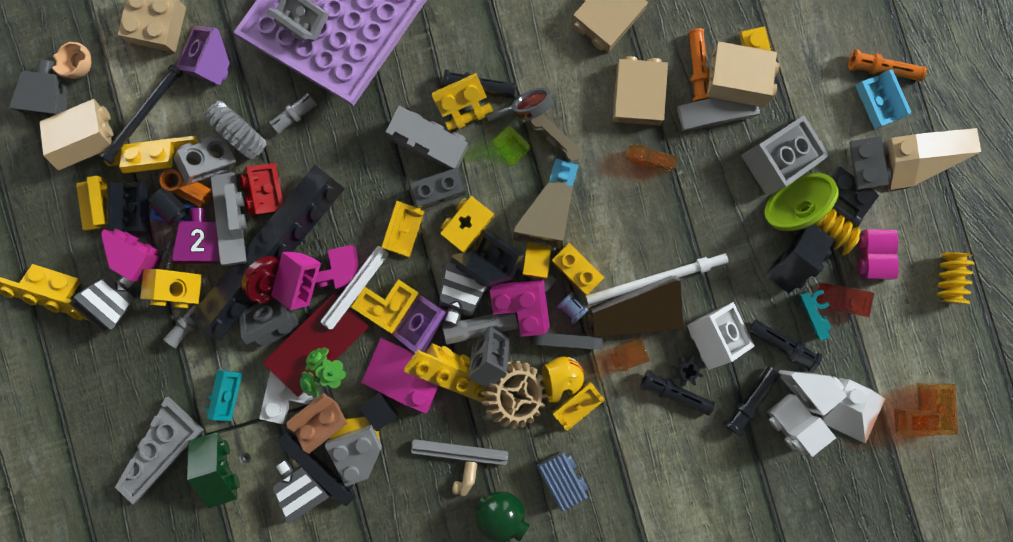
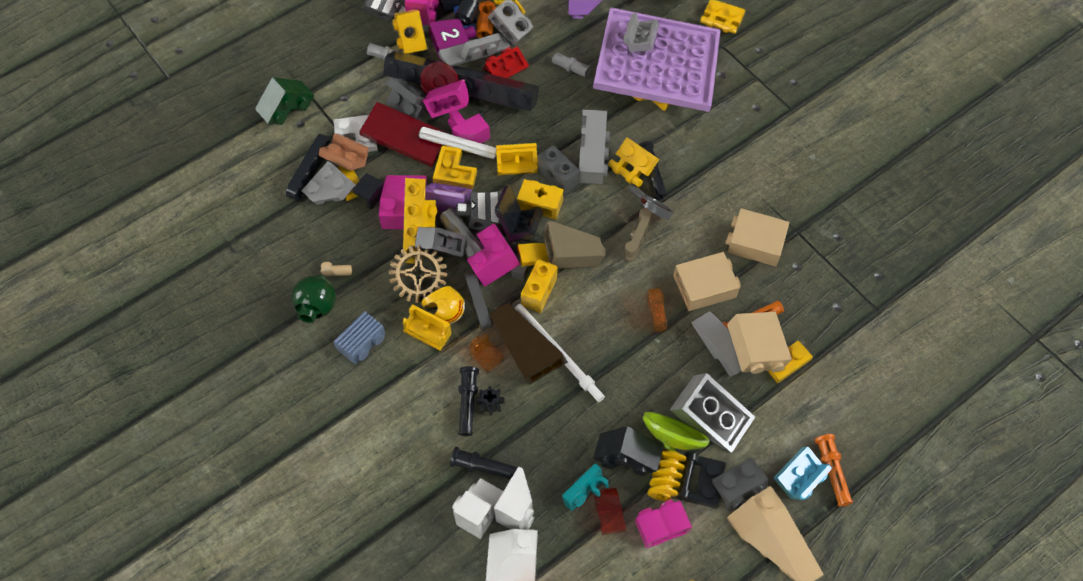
camera: 65 degrees right, 25 degrees down
(158, 450) = (287, 67): light grey wing -> none
(224, 395) = (343, 92): teal plate -> none
(235, 129) = (540, 30): light grey gear -> none
(297, 491) = (284, 159): torso -> none
(327, 372) = (383, 138): bright green plant -> none
(459, 452) = (356, 259): light grey axle -> none
(511, 145) = (617, 207): clear neon green panel -> none
(563, 172) = (614, 253): medium azure tile -> none
(572, 307) = (506, 294): sand blue bush -> none
(720, 336) = (532, 417): white slope -> none
(795, 351) = (545, 484): black pin -> none

